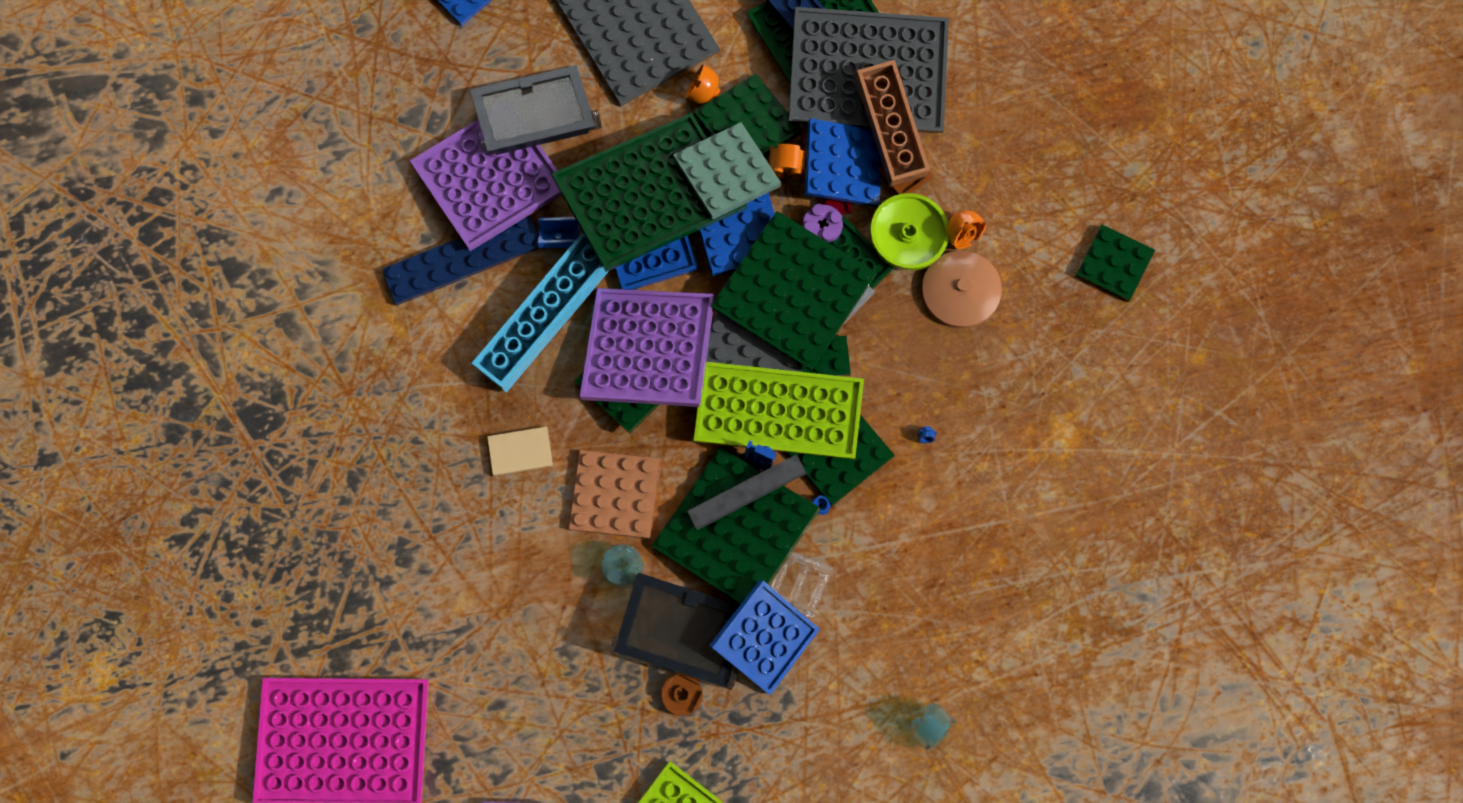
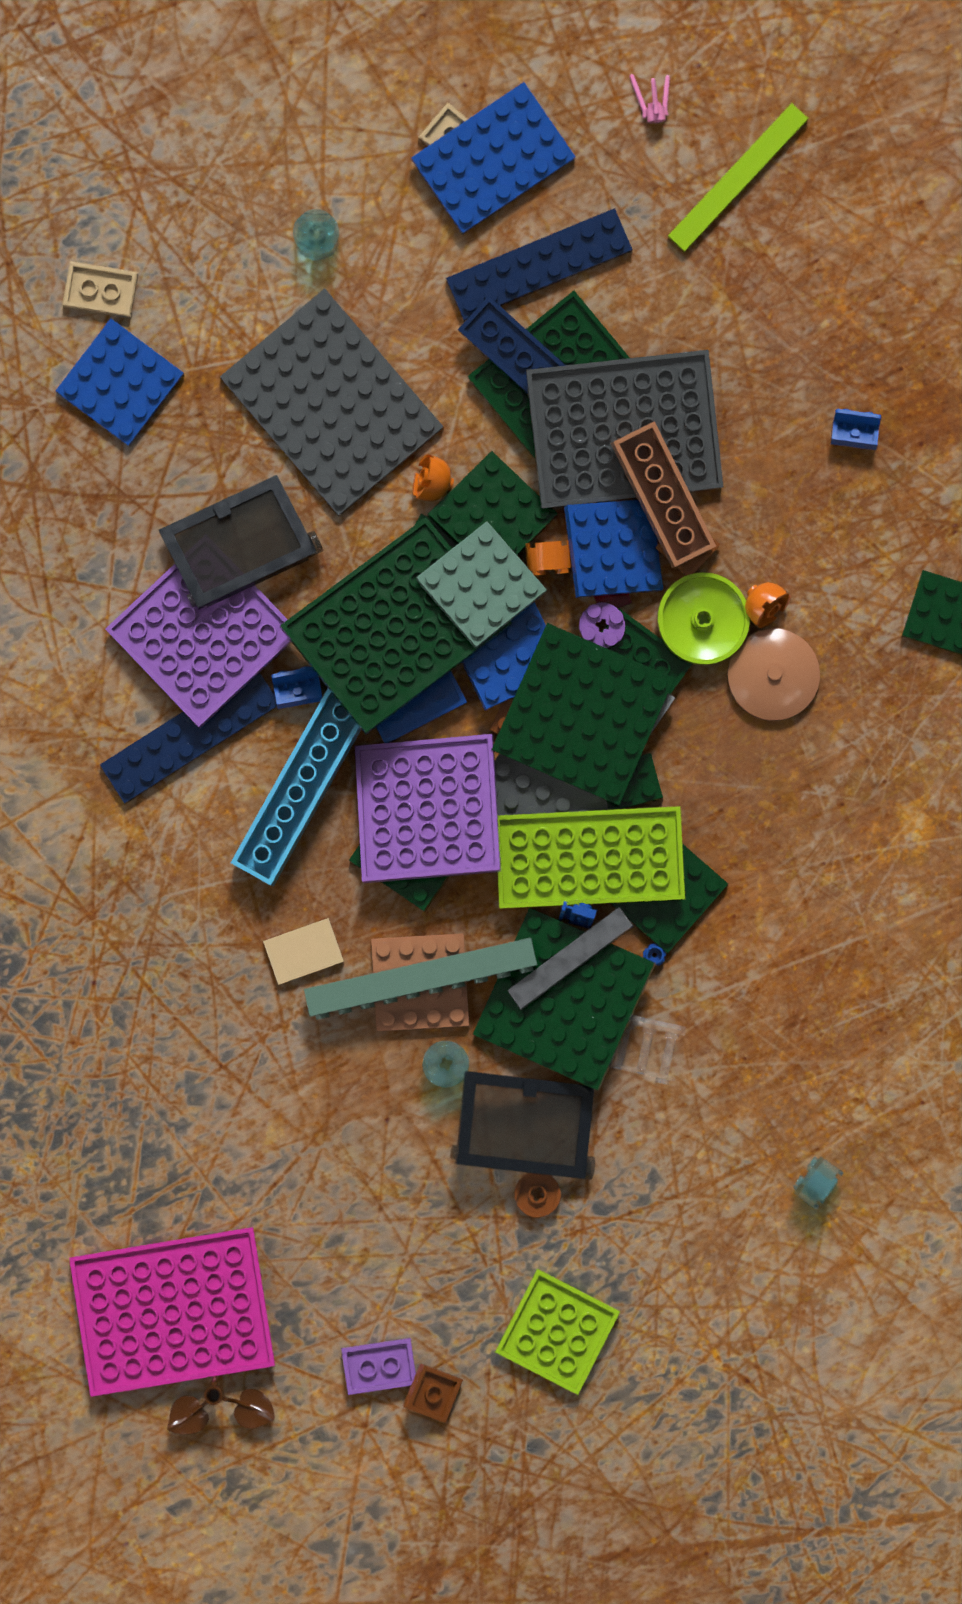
camera: 15 degrees left, 10 degrees up
(614, 487) = (420, 977): none -> sand green brick
(764, 637) = (618, 1117): blue plate -> none
(926, 434) = (760, 853): blue plate -> none
(1061, 102) = (855, 429): none -> blue bracket

